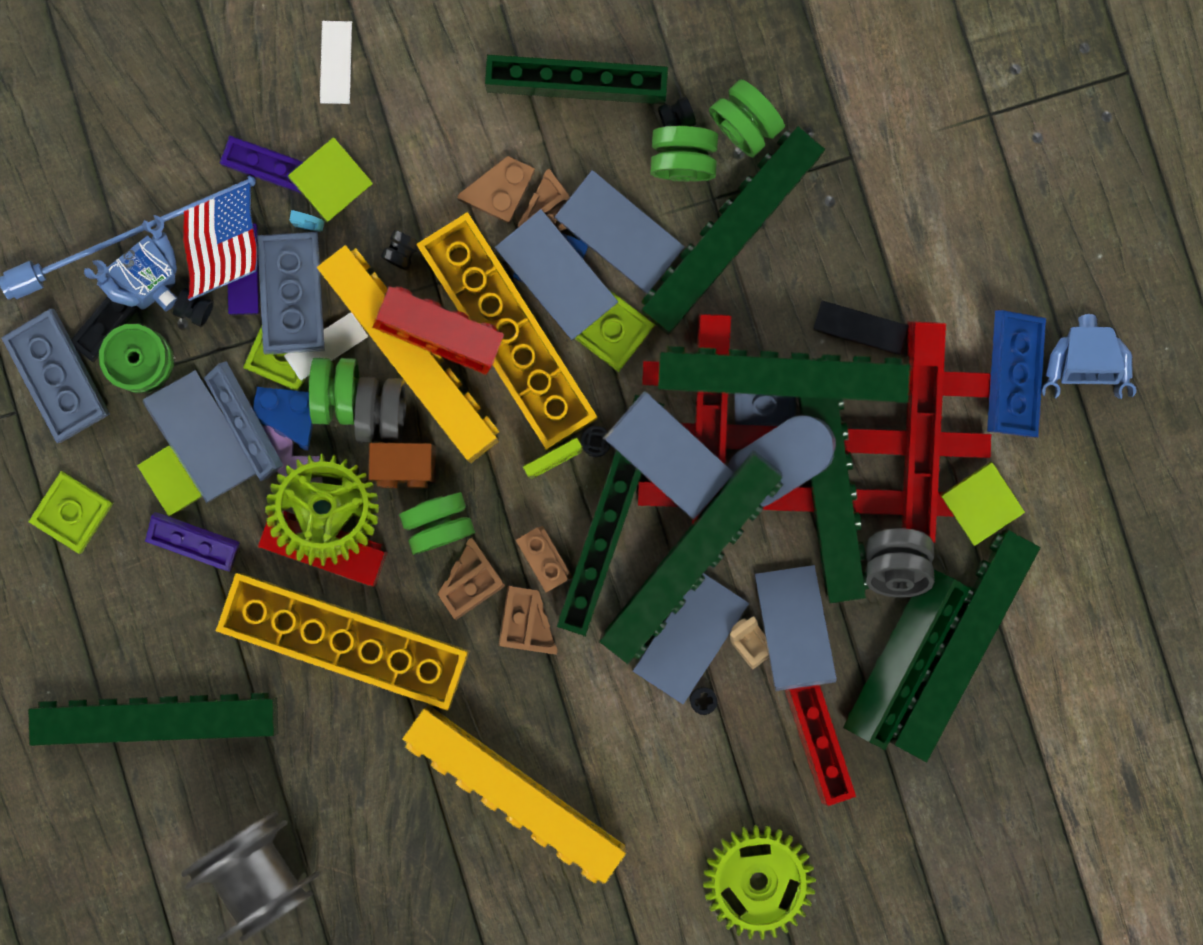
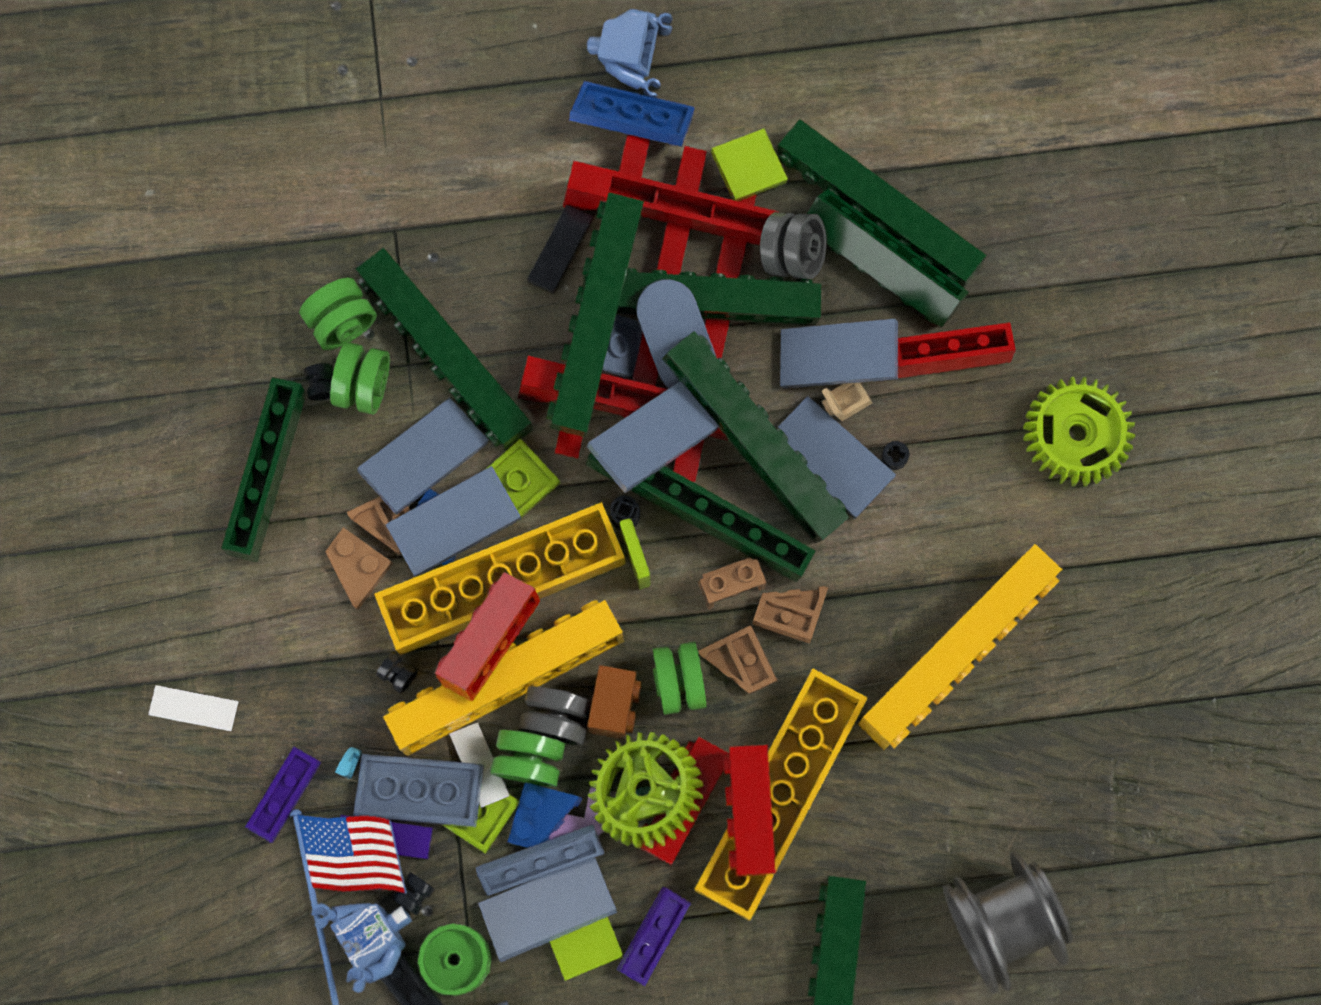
camera: 80 degrees left, 10 degrees down
(315, 614) = (751, 811): none -> red brick
(330, 179) = (312, 731): lime tile -> none

